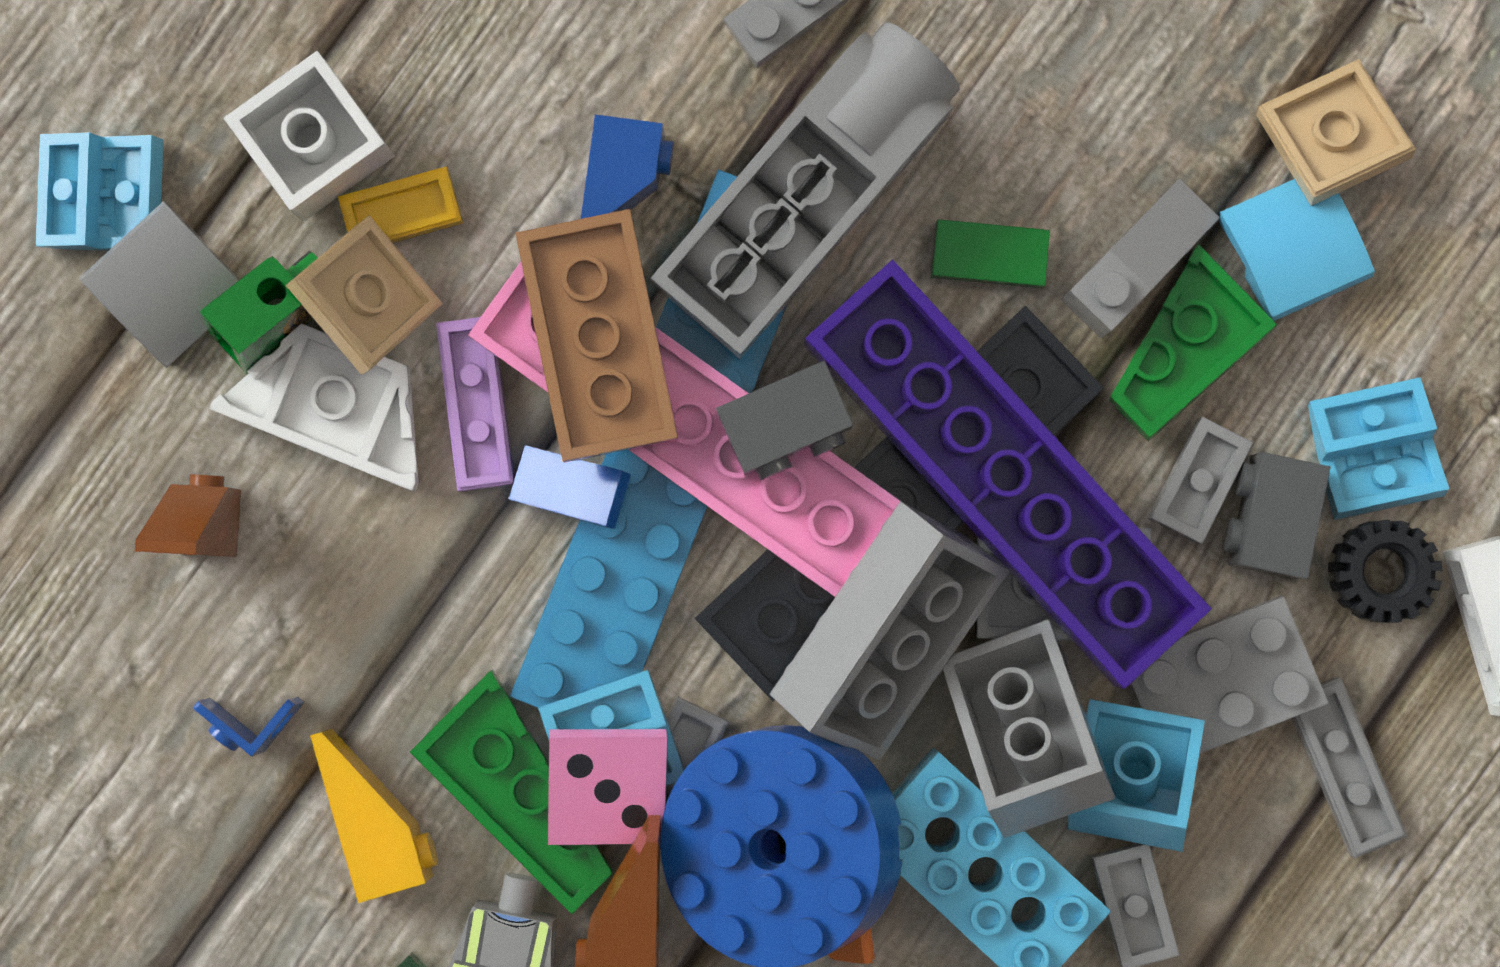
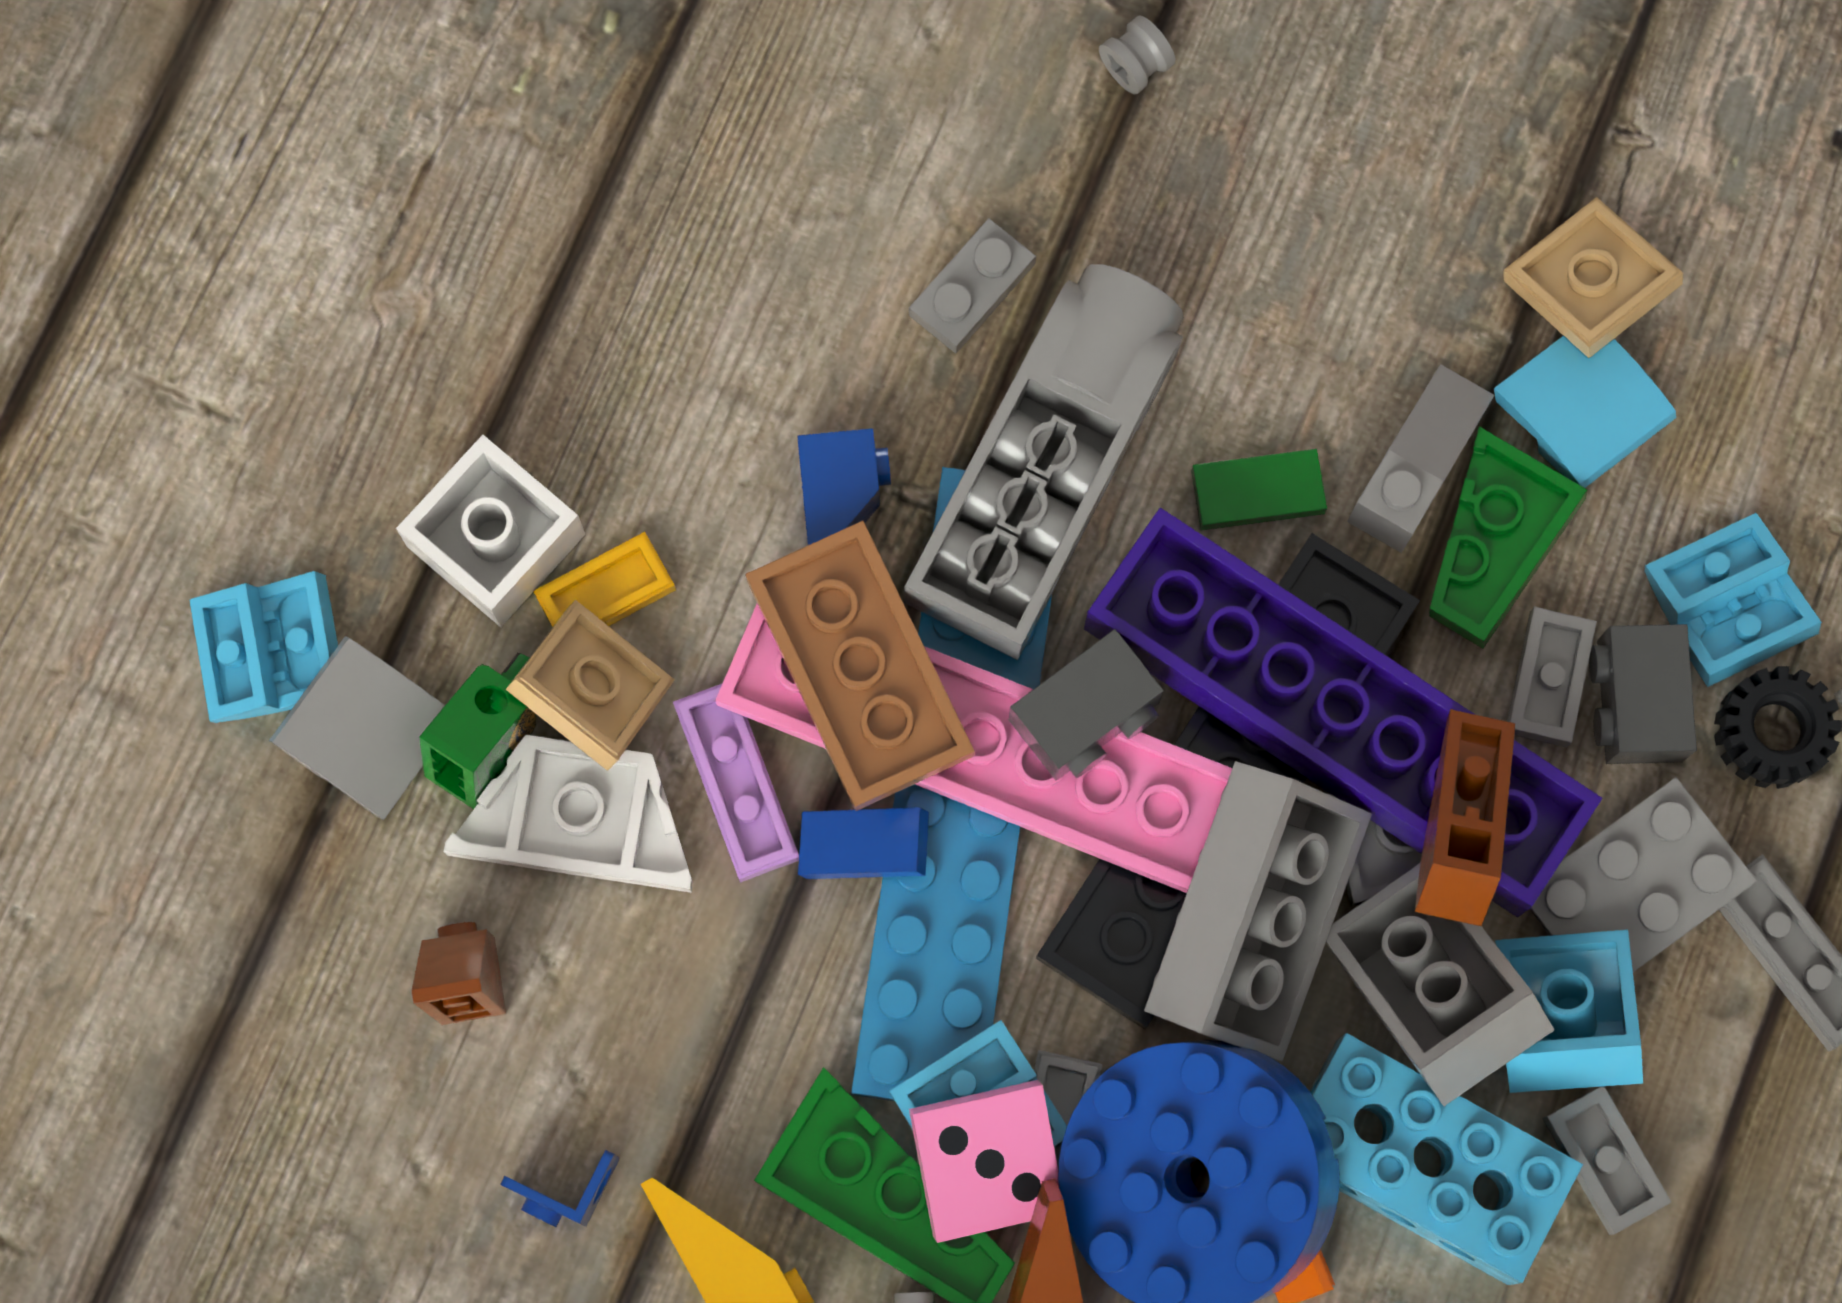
camera: 15 degrees left, 10 degrees down
(1087, 602) = (1466, 819): none -> dark orange slope

